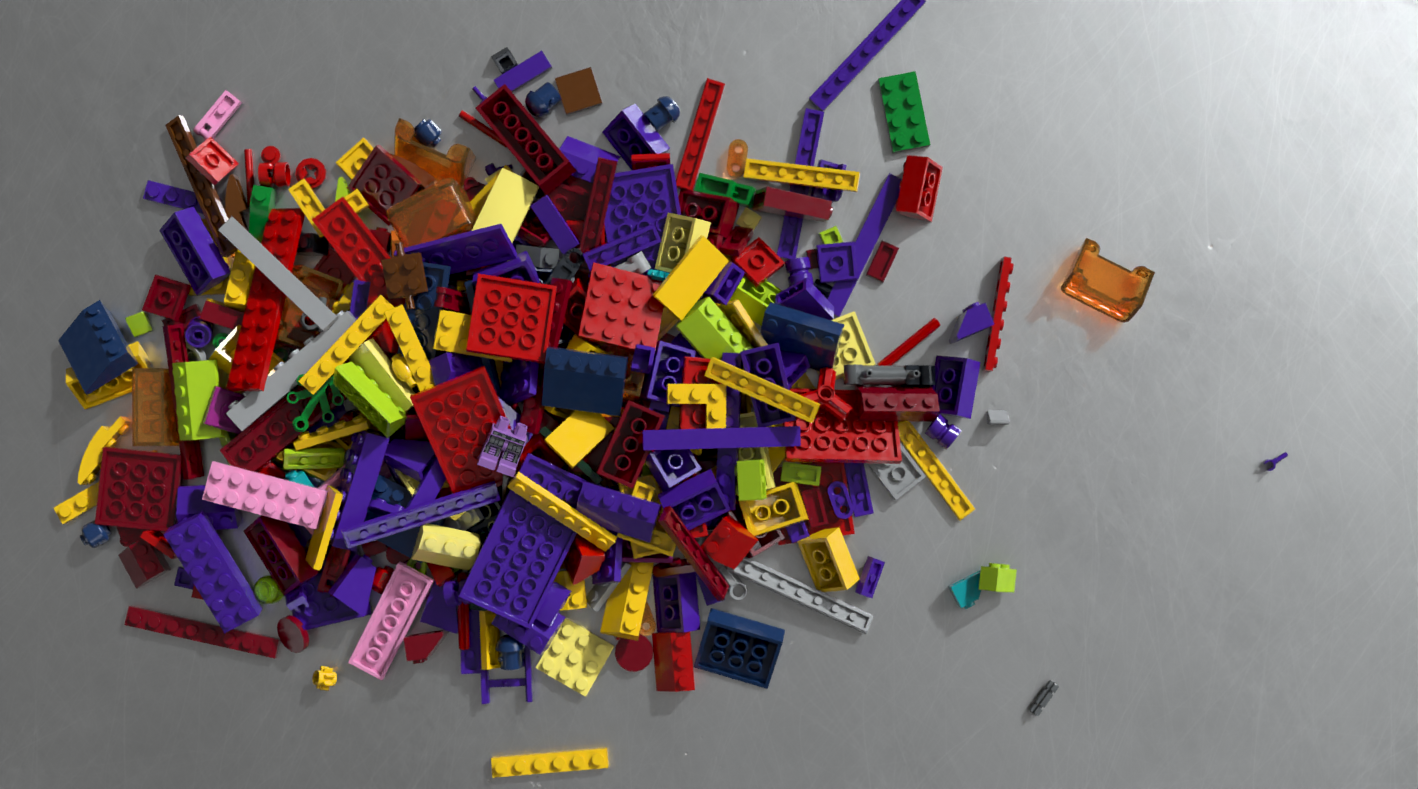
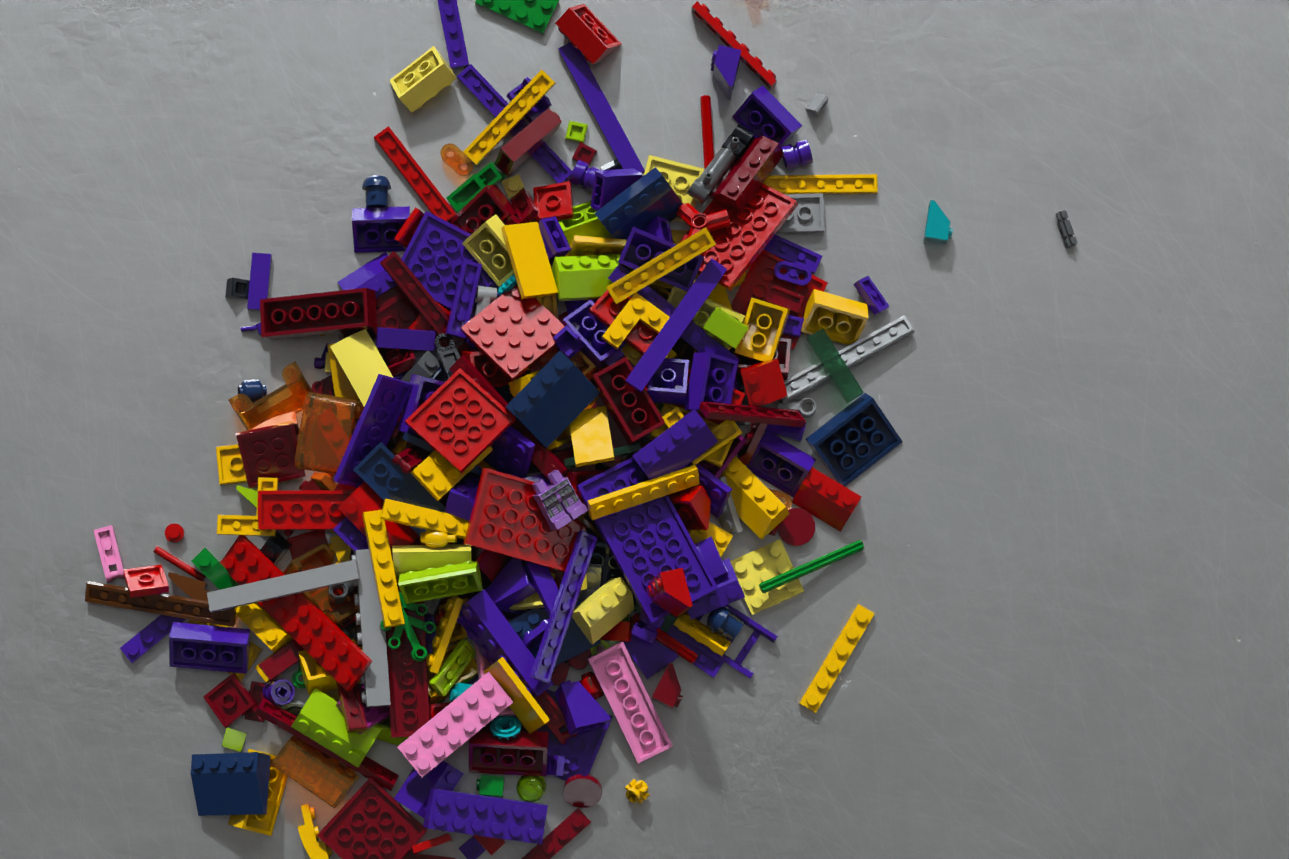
camera: 55 degrees left, 5 degrees down
(216, 404) = (352, 709): none -> dark red tile
(245, 556) = (490, 785): none -> green brick
(274, 174) = (197, 534): red wheel -> none
(303, 540) = (501, 723): none -> teal gear
(312, 164) = (206, 505): red gear -> none
(404, 276) = (362, 482): reddish brown plate -> none
(480, 126) = (279, 345): red piece -> none
(492, 595) = (670, 591): none -> red slope
(542, 100) = (294, 279): dark blue piece -> none
(578, 91) = (307, 247): reddish brown tile -> none
(608, 689) = (811, 566): none -> green axle
(782, 82) = (422, 79): none -> light yellow slope
(787, 590) = (834, 365): none -> clear green tile
(800, 473) = (749, 289): lime plate -> none
(837, 262) = (599, 140): dark purple tile -> none
(882, 261) = (625, 105): dark red tile -> none
(997, 578) = (944, 194): lime brick -> none

